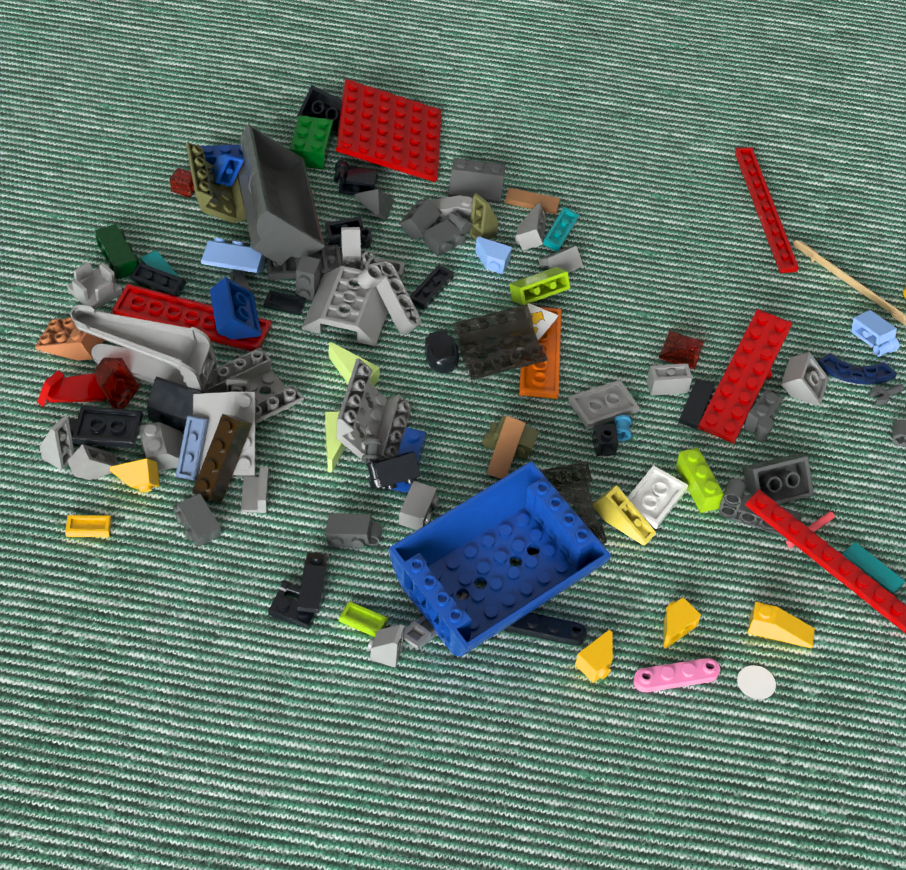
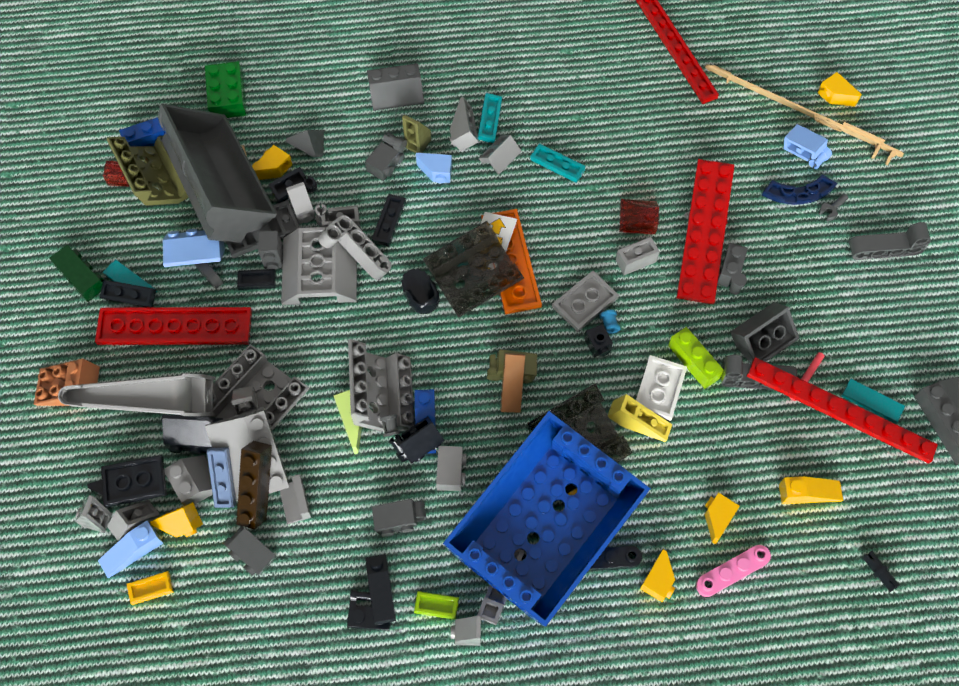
camera: 10 degrees left, 15 degrees up
(70, 389) = (90, 442): red piece -> none
(83, 486) = (130, 549): none -> light blue slope
(95, 286) = (69, 319): light grey panel -> none
(116, 381) = (125, 428): clear red slope -> none
(226, 169) = (154, 151): blue slope -> none
(234, 310) = (213, 309): blue slope -> none
(322, 105) = (230, 46): black slope -> none
(334, 210) = (272, 164): none -> yellow slope
(345, 362) = (342, 332): yellowish green slope -> none
(354, 179) = (280, 121): black hinge -> none
(389, 130) = (296, 56): red plate -> none
(420, 218) = (355, 147): dark grey brick -> none
(459, 203) = (378, 125): light grey slope -> none
(530, 200) = (453, 92): medium nougat tile -> none
(539, 286) = (489, 189): lime brick -> none
(616, 283) = (557, 163): none -> teal plate
(696, 403) = (668, 272): black tile -> none
(756, 682) = (804, 553): white sticker -> none
(805, 379) = (758, 216): light grey slope -> none
(831, 717) = (881, 571): none -> black pin

